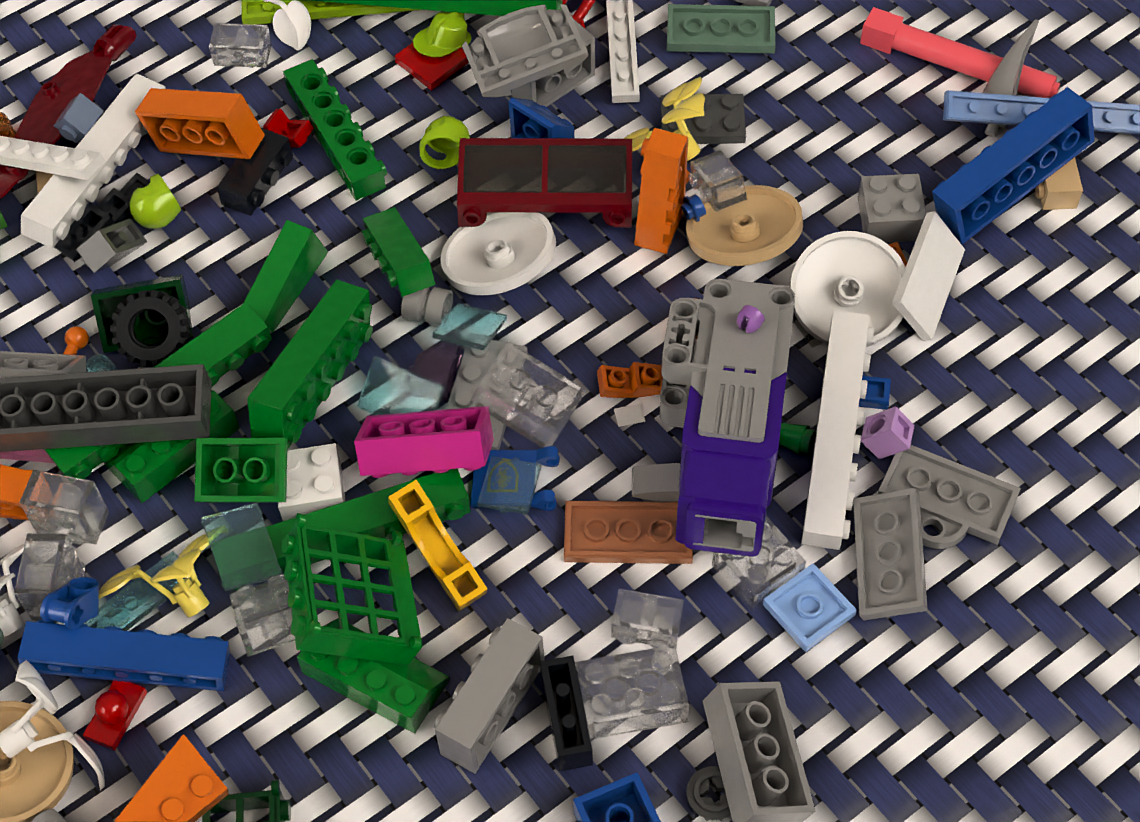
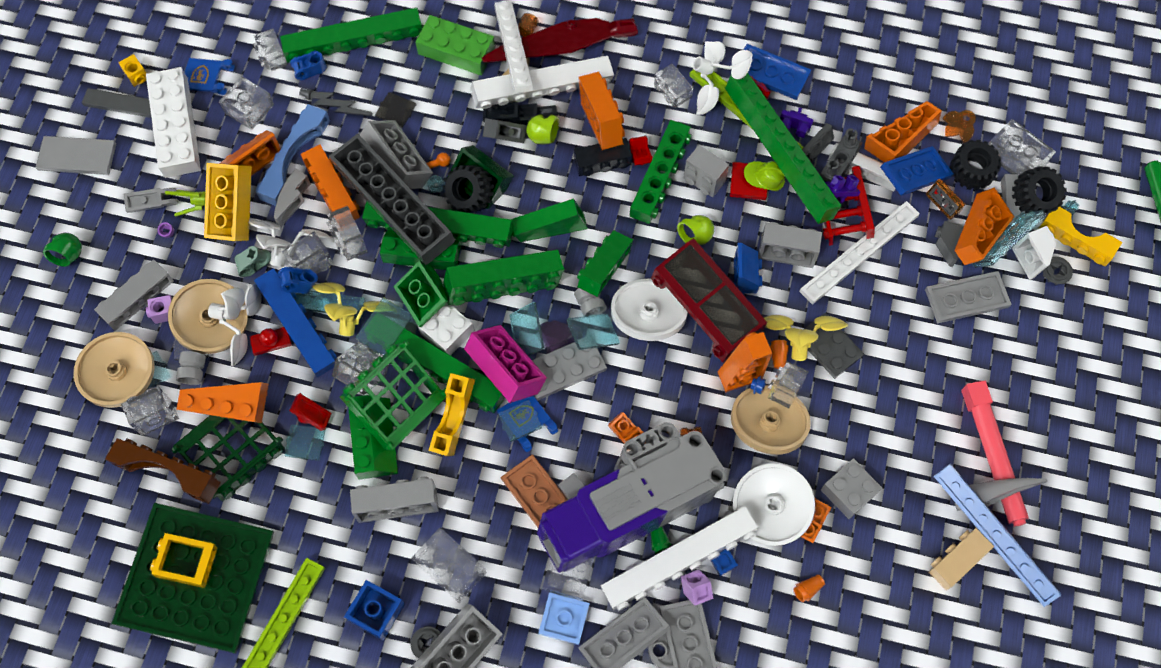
camera: 50 degrees right, 10 degrees up
(78, 118) = (554, 55): sand blue brick -> none
(268, 724) = (310, 412): none -> red tile
(302, 766) = (304, 442): none -> clear light blue piece
(383, 81) = (705, 171): none -> light grey brick
(524, 49) = (773, 225): light grey slope -> none
(528, 395) = (570, 391): clear brick -> none
(566, 713) = (411, 541): black brick -> none
(629, 415) = (609, 447): white sticker -> none
(646, 619) = (495, 543): clear brick -> none
(721, 28) = (900, 309): sand green plate -> none
(750, 318) = (682, 468): medium lavender hinge -> none
(928, 276) = (818, 540): white tile -> none
(975, 329) = (808, 588): none -> orange cone
(1014, 164) = (929, 537): blue brick -> none

